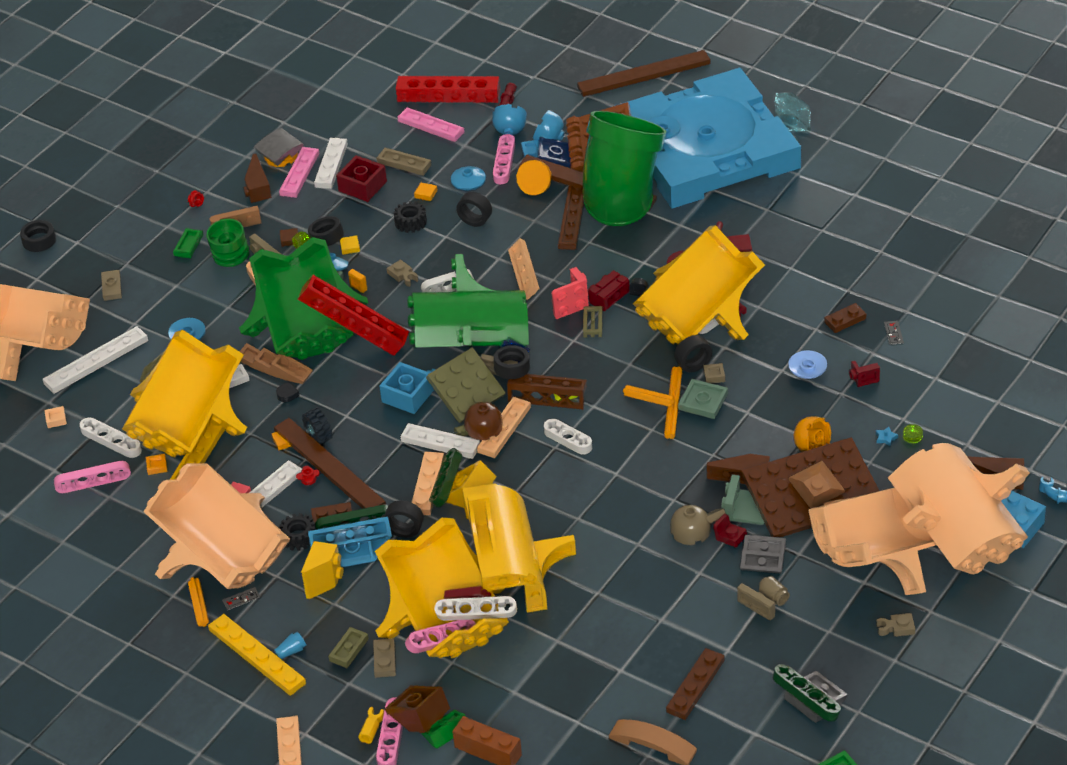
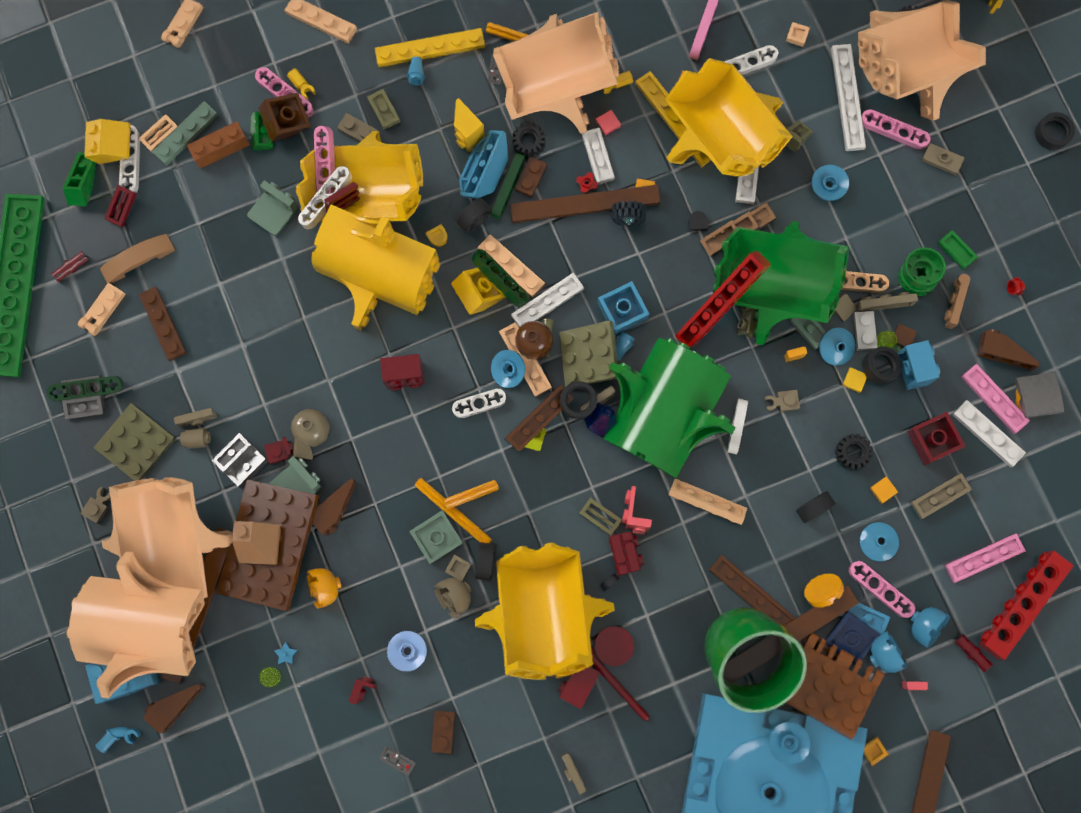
camera: 125 degrees right, 35 degrees up
(104, 322) = (893, 133): none -> bright pink beam
(309, 206) = (918, 365): none -> dark azure brick
(515, 668) = (272, 208): none -> sand green bracket
(526, 426) = (501, 368): none -> dark azure dish
(559, 109) = (914, 685): none -> coral tile
(586, 484) = (402, 372): none -> dark red brick
(725, 736) = (101, 309): none -> light nougat plate
(738, 358) = (454, 595): none -> dark tan cylinder
(798, 234) = (572, 773): none -> dark tan plate
(819, 635) = (134, 443): none -> olive plate

